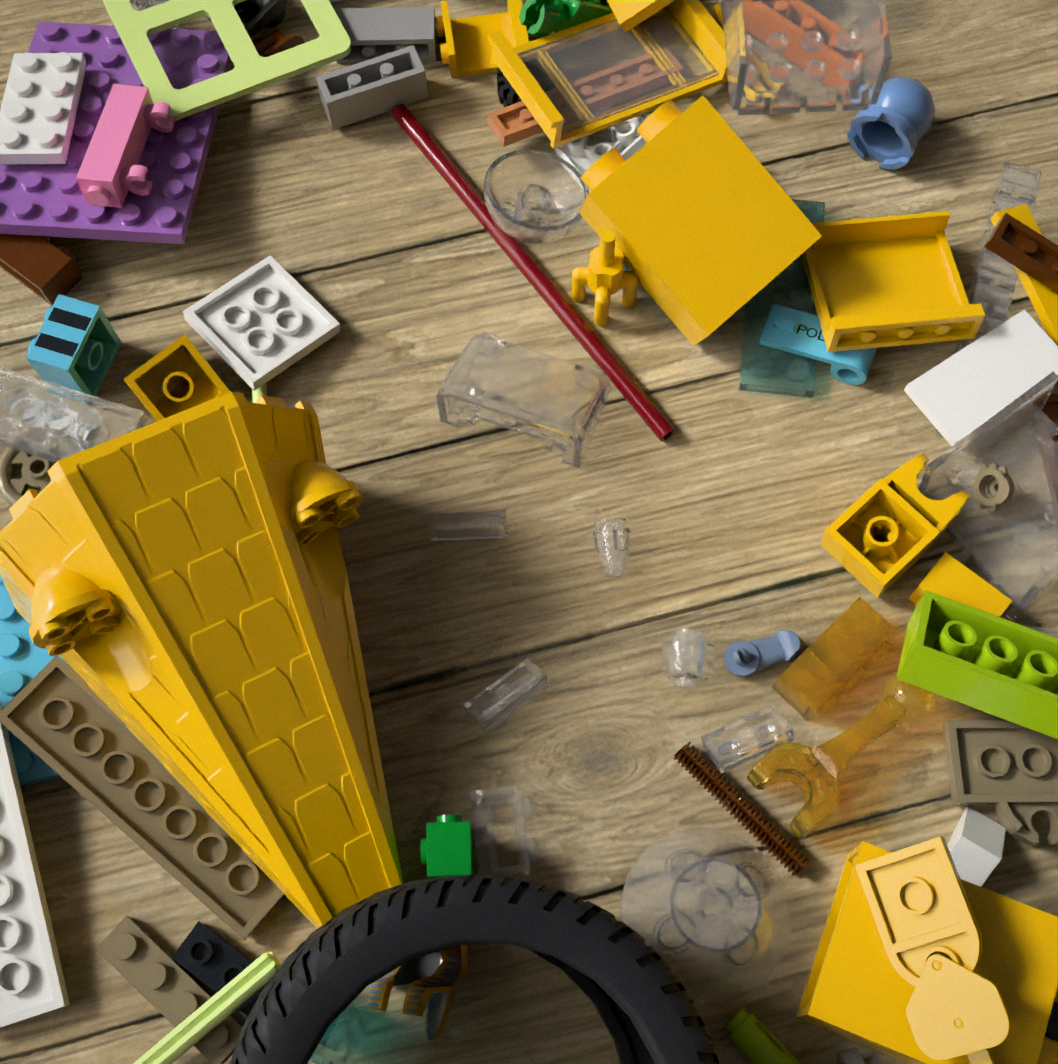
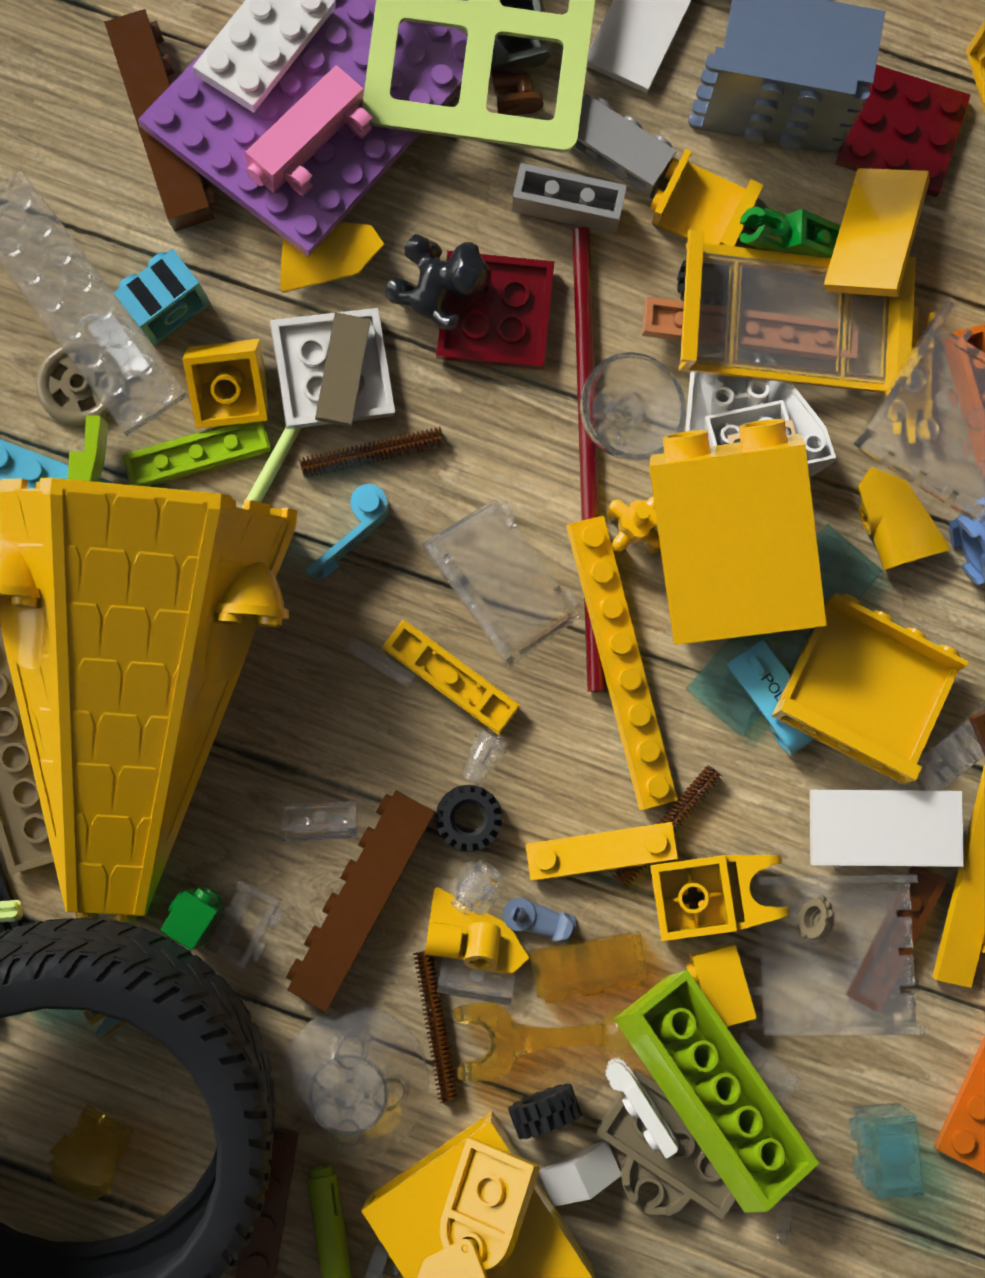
camera: 30 degrees right, 15 degrees up
(209, 234) = (338, 256): none -> yellow panel
(272, 312) = (342, 369): none -> dark tan tile
(325, 179) = (462, 274): none -> black animal
(347, 361) = (368, 453): none -> reddish brown axle
(370, 203) = (507, 321): none -> dark red plate
(372, 416) = (371, 511): none -> medium azure door
(539, 499) = (451, 677): none -> yellow plate
(594, 741) = (360, 901): none -> reddish brown brick
(642, 583) = (452, 834): none -> black tyre
(674, 398) = (621, 662): none -> yellow plate
(715, 705) = (476, 939): none -> yellow panel
(771, 556) = (601, 852): none -> yellow plate
(805, 159) = (897, 520): none -> yellow panel
(809, 504) = (677, 813): none -> reddish brown axle
(898, 810) = (545, 1111): none -> black tyre
(977, 742) = (641, 1105): none -> white hinge

